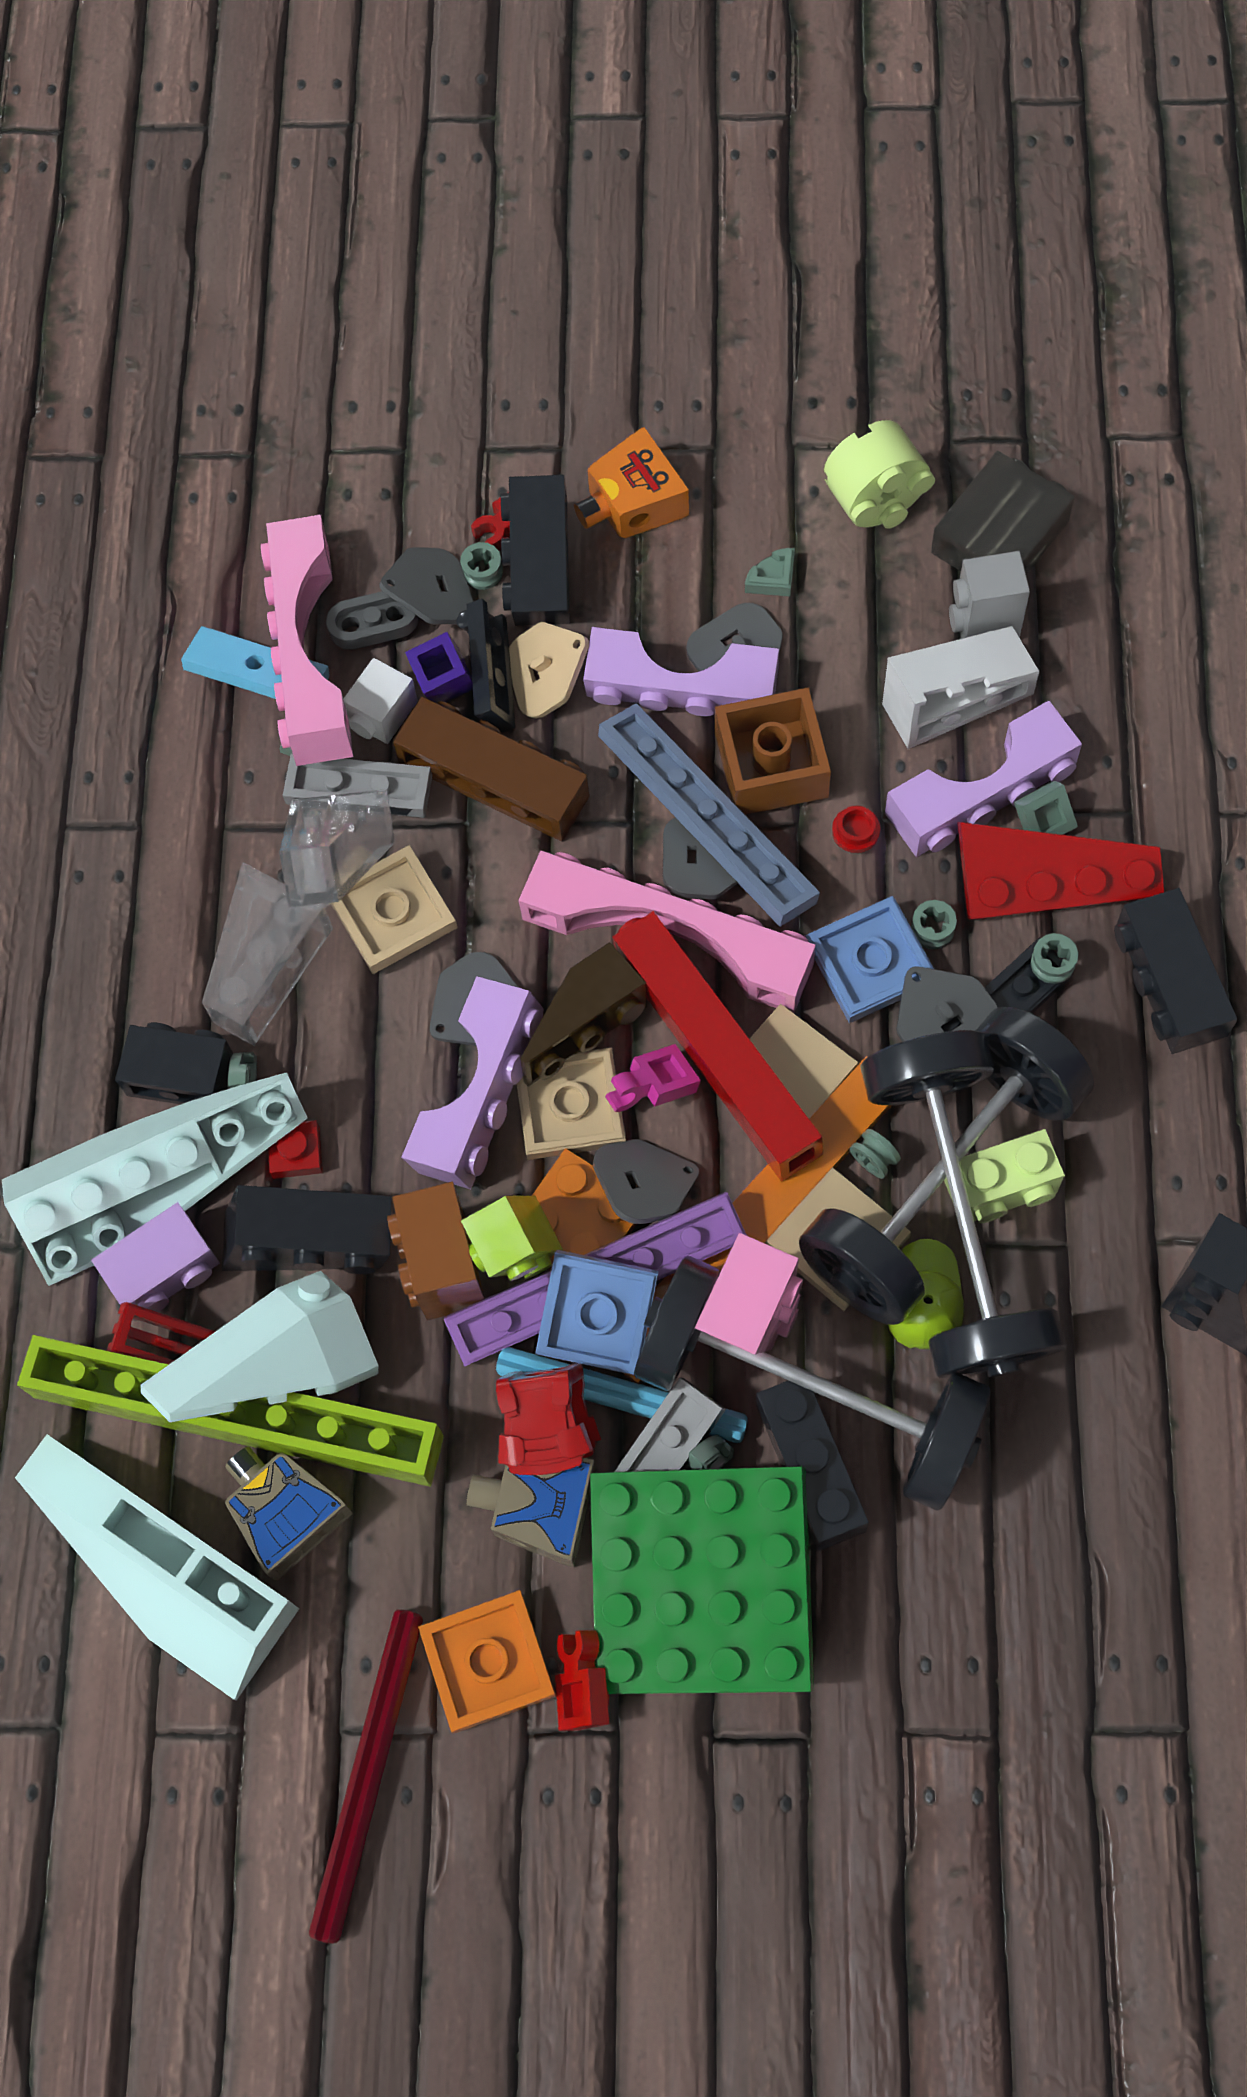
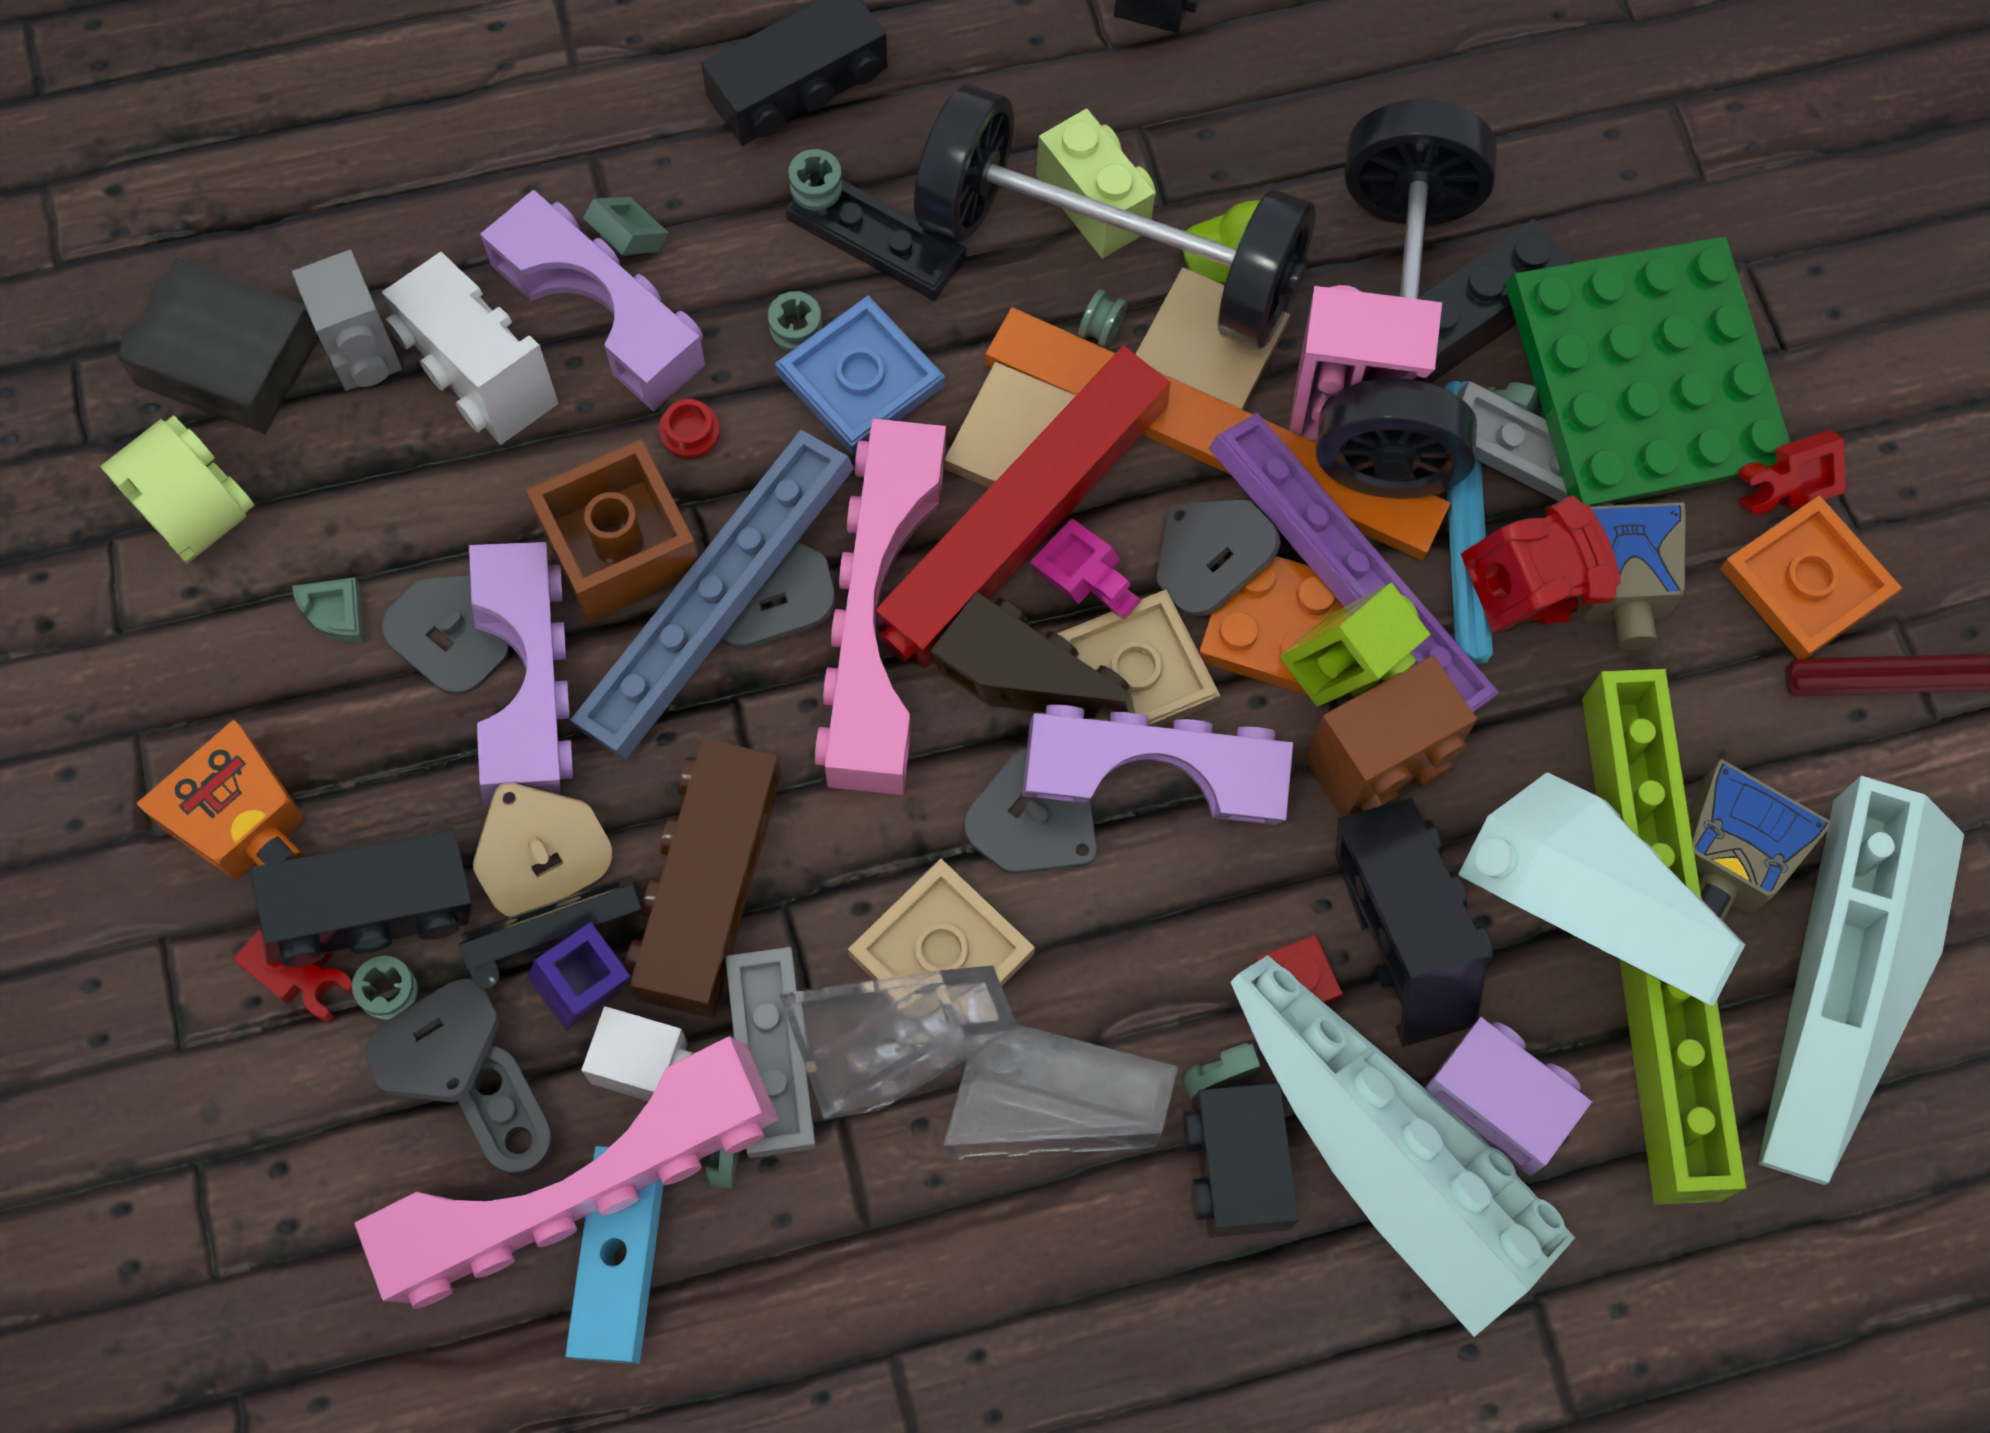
camera: 115 degrees left, 0 degrees up
(123, 1330) = (1615, 1081): red tile -> none
(596, 1311) = (1400, 539): medium blue plate -> none
(927, 1071) = (1295, 136): black axle -> none
(938, 1000) = (901, 289): dark grey piece -> none
(1040, 871) = (705, 219): red wing -> none

